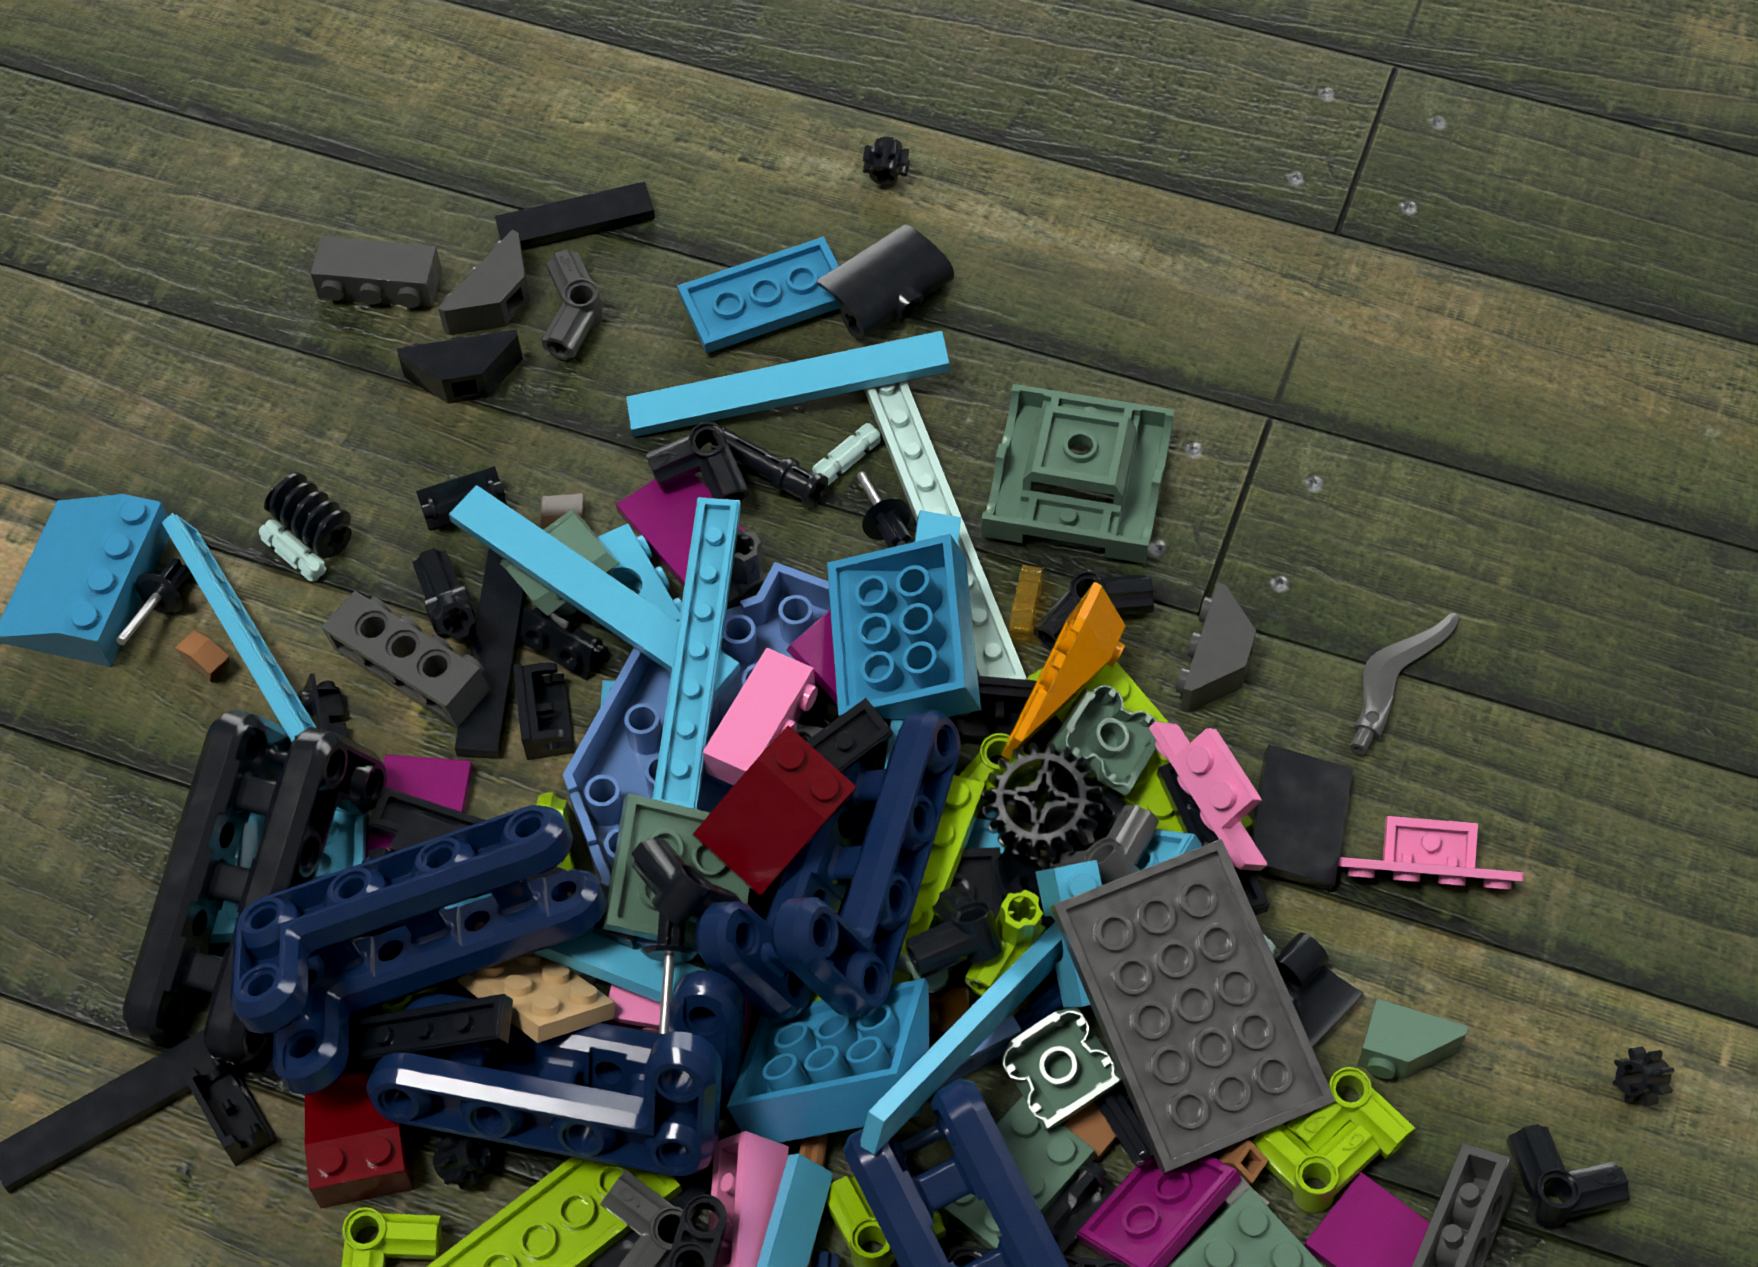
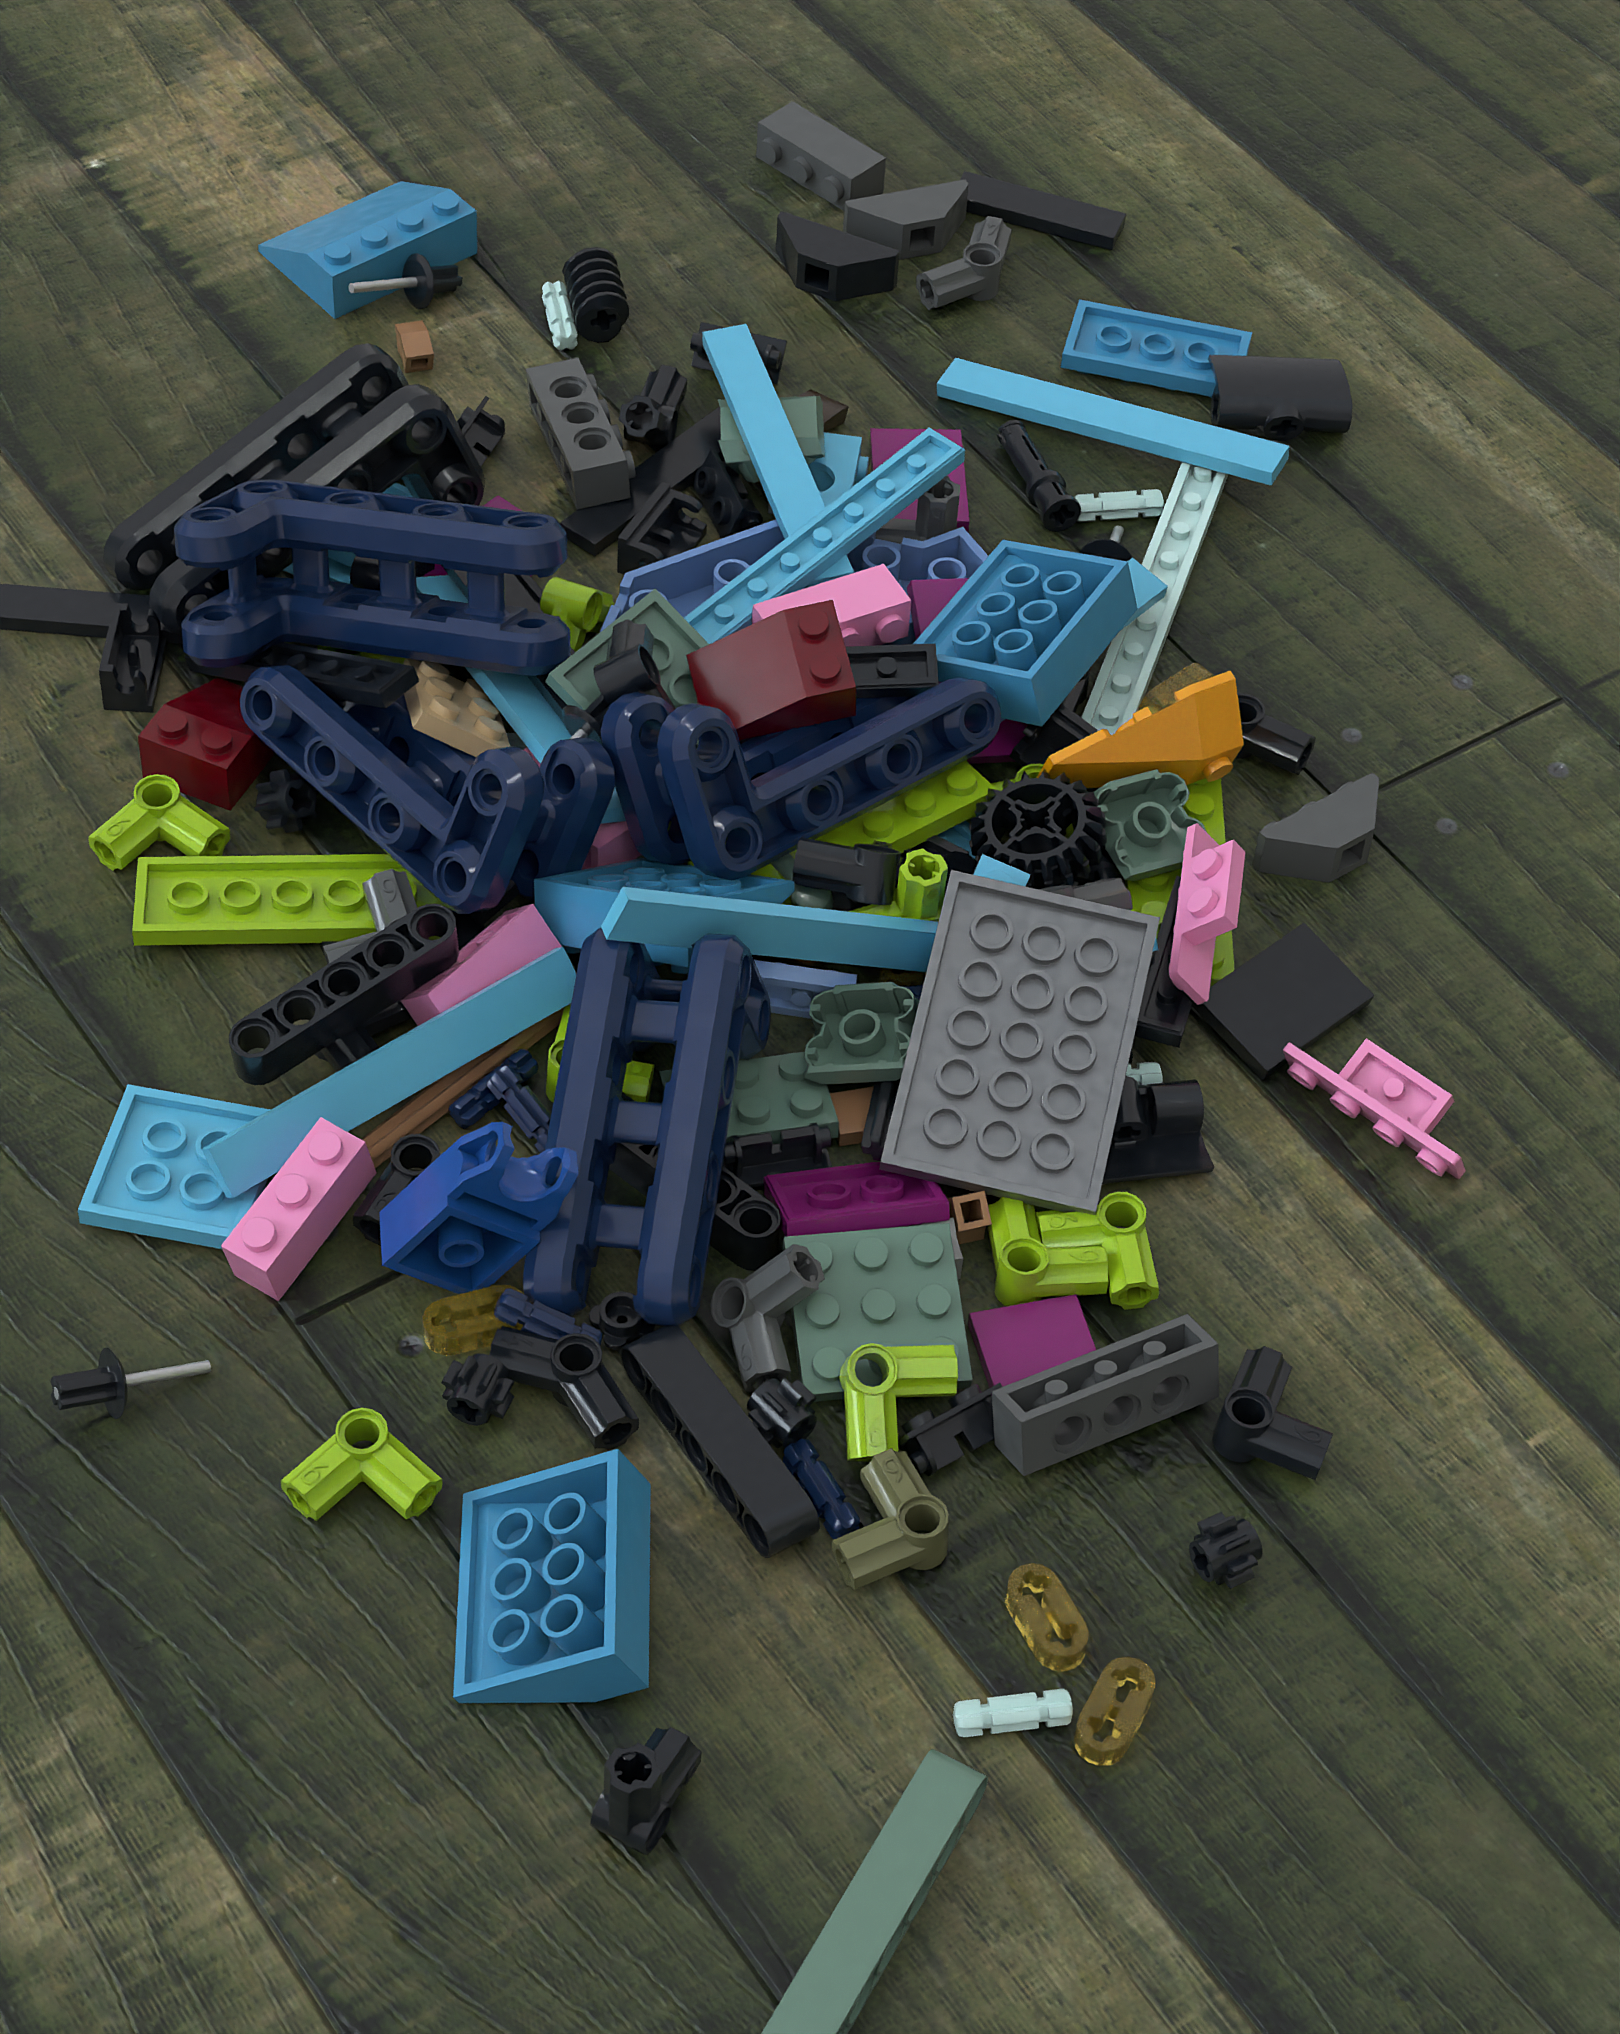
camera: 30 degrees right, 10 degrees down
(239, 626) = (461, 319): medium azure tile -> none
(685, 459) = (982, 425): black piece -> none
(886, 160) = (1367, 307): black gear -> none
(1125, 460) = (1376, 629): sand green piece -> none
(1381, 676) = (1480, 947): dark grey piece -> none
(1407, 1041) = (1218, 1223): sand green slope -> none
(1639, 1064) = (1428, 1387): black gear -> none

